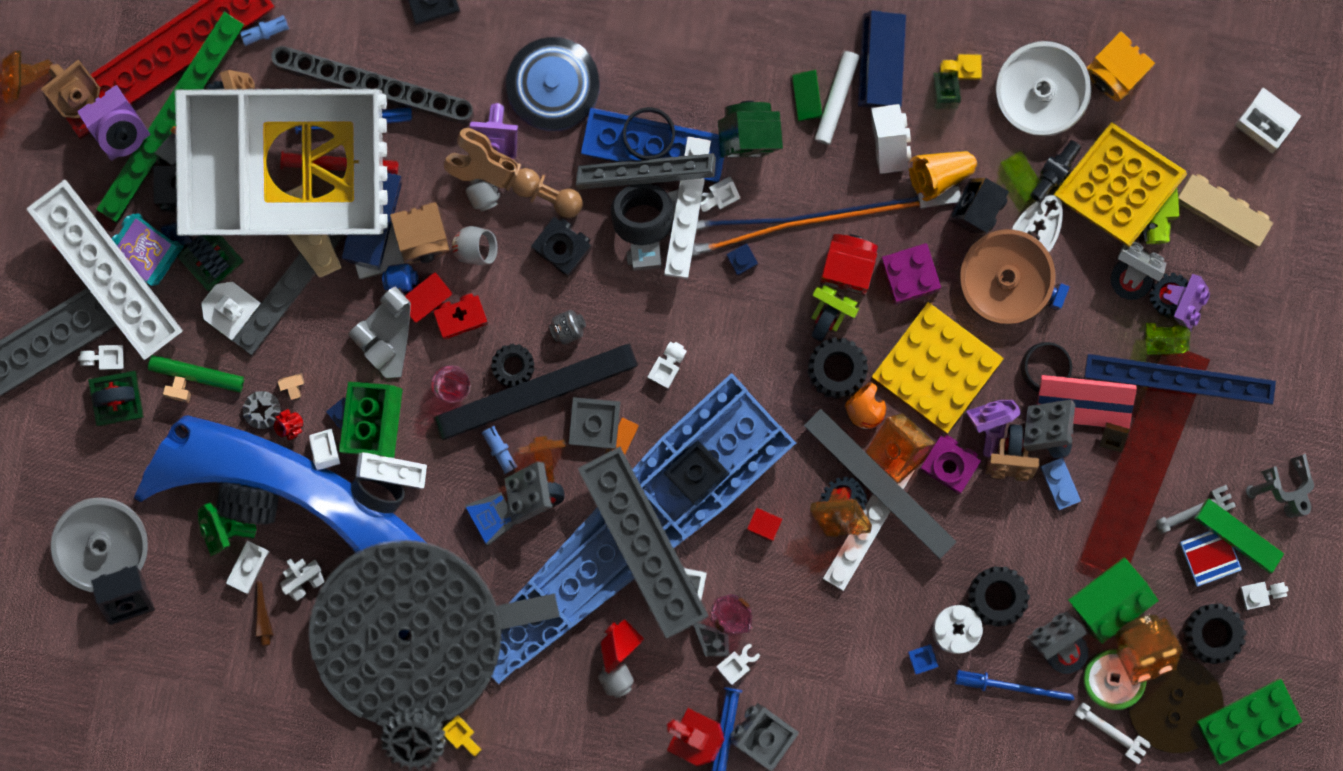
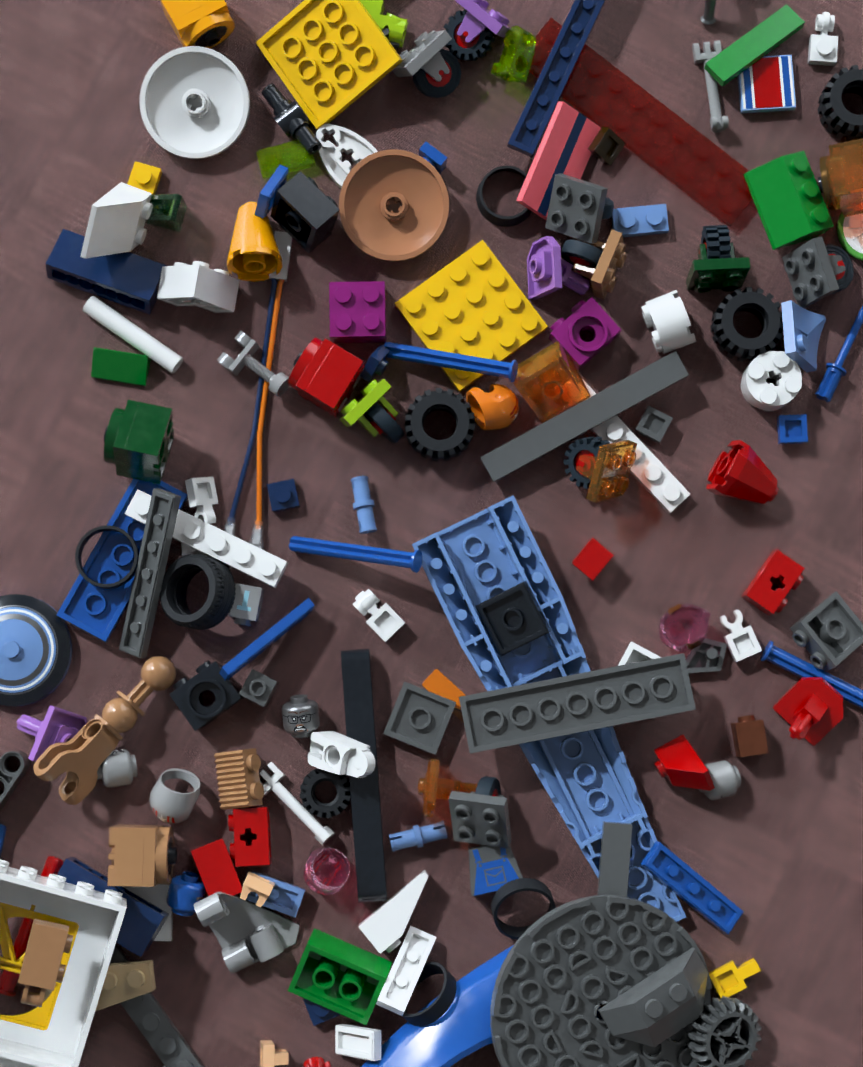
camera: 70 degrees left, 0 degrees up
(323, 182) = (43, 959): none -> medium nougat brick
(420, 348) = (283, 898): none -> medium blue plate
(424, 332) = (257, 884): none -> light nougat tile
(425, 678) = (660, 1002): none -> dark grey wedge
(428, 448) = (389, 921): none -> white slope
(482, 536) = (511, 888): none -> black tyre
(503, 292) = (239, 779): none -> medium nougat brick
(507, 322) = (273, 783): none -> white hinge
(523, 681) = (692, 888): none -> blue tile
(546, 366) = (340, 754): none -> white piece
(580, 287) = (259, 688): none -> dark grey brick
(621, 281) = (266, 639): none -> blue tile
(658, 694) = (749, 736): none -> copper brick
(712, 332) = (357, 552): none -> blue axle
(753, 326) = (363, 504): none -> medium blue pin
(779, 669) = (759, 590): none -> red brick
(832, 226) = (277, 383): none -> light grey bar
(870, 628) = (742, 475): none -> red cone
(872, 301) = (376, 363): none -> dark blue plate
(892, 543) = (653, 424): none -> dark grey plate
(893, 361) = (453, 360): none -> blue axle
(922, 58) = (117, 222): none -> white slope
(979, 530) = (668, 321): none -> white brick
(990, 173) = (268, 193): none -> blue tile
(1002, 643) = (801, 334): none -> medium blue plate
(1041, 555) = (717, 263): none -> dark green plate

